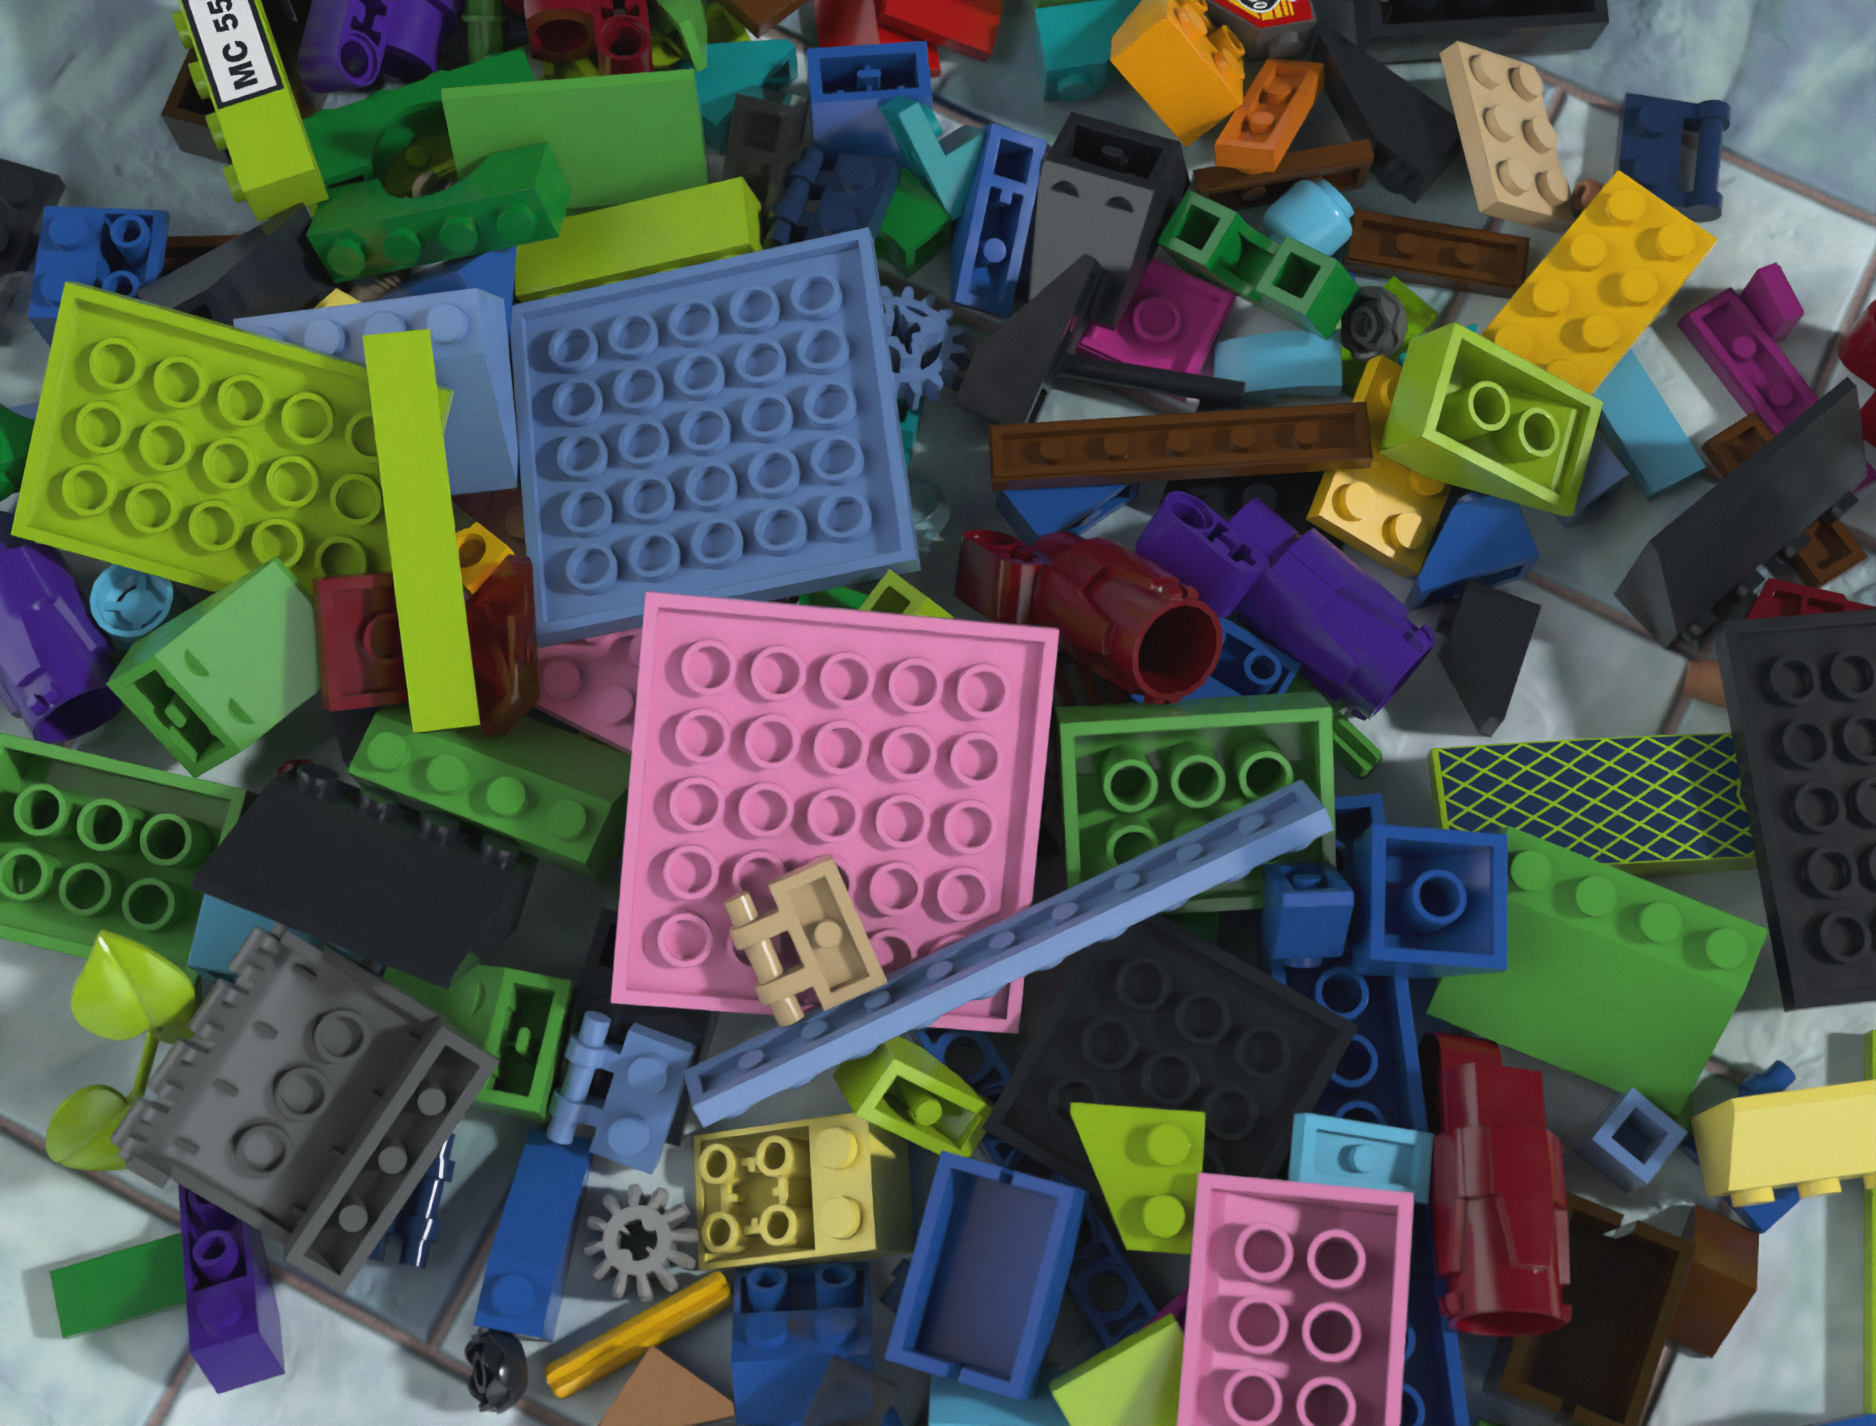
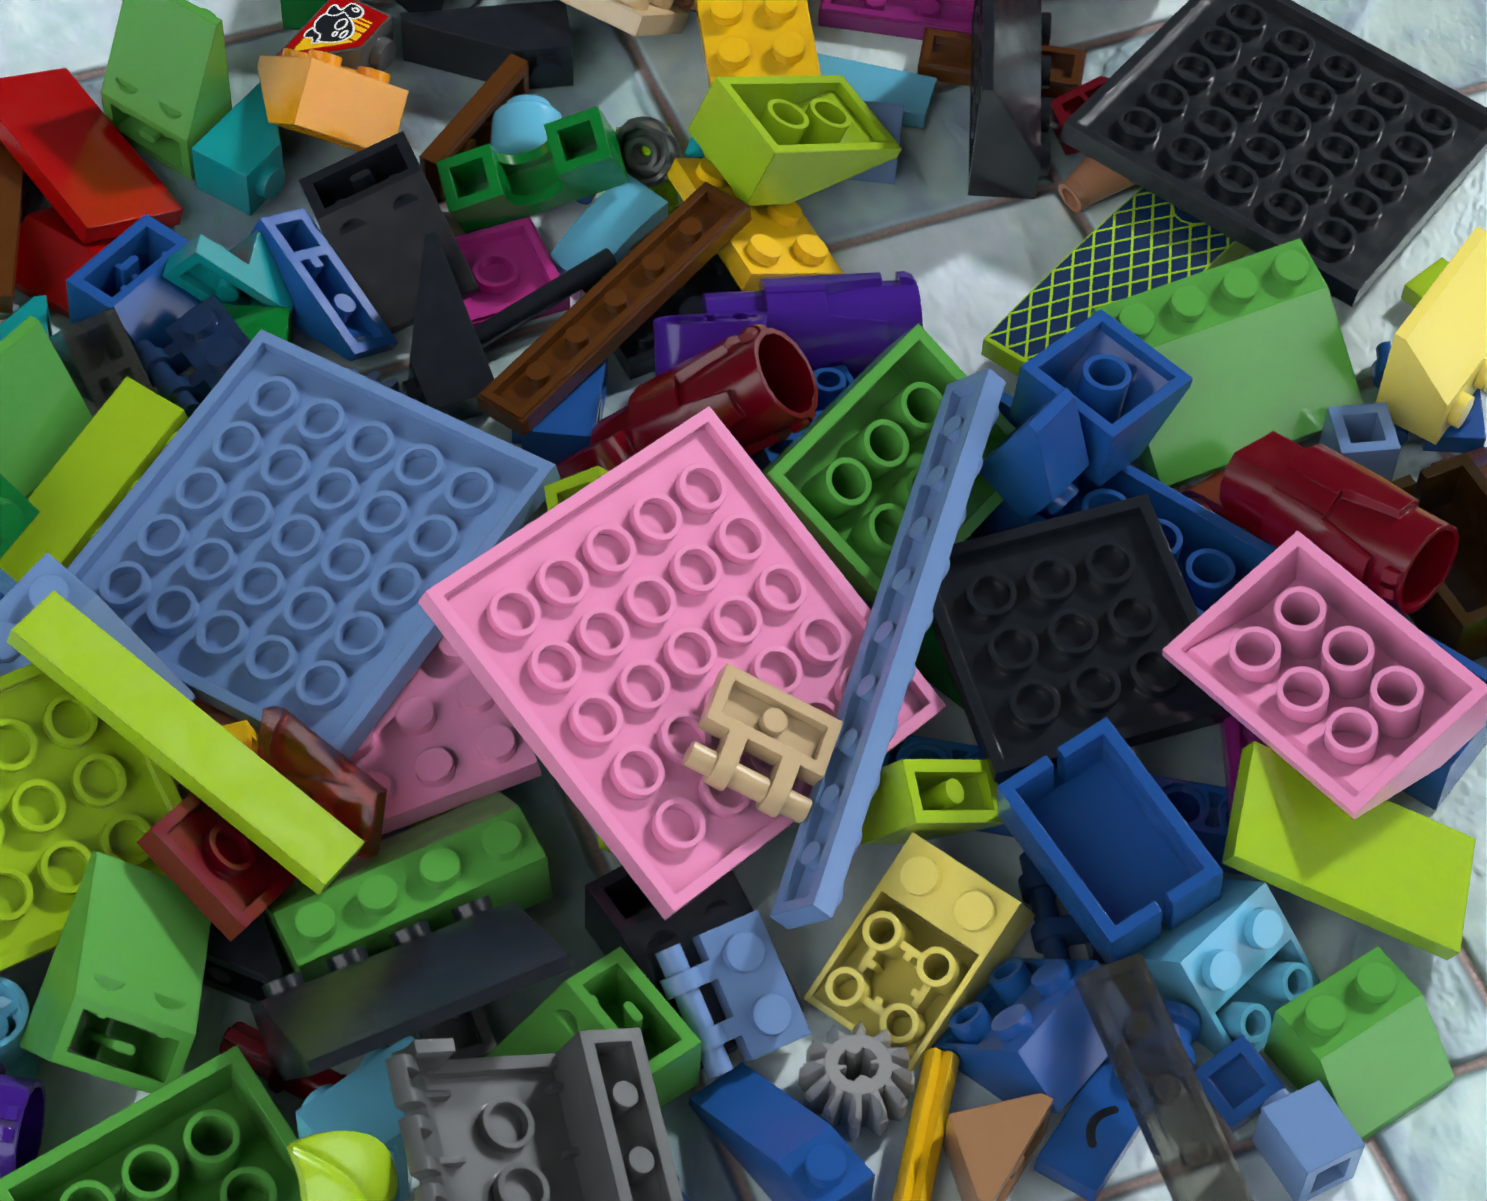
camera: 50 degrees left, 20 degrees down
(1146, 1170) = (1132, 687): lime wing -> none
(1269, 115) = (435, 89): orange plate -> none
(1360, 1155) = (1226, 561): medium azure plate -> none
(1436, 254) = (640, 88): reddish brown tile -> none
(1480, 543) = (862, 222): blue slope -> none
(1485, 649) = (948, 275): black slope -> none

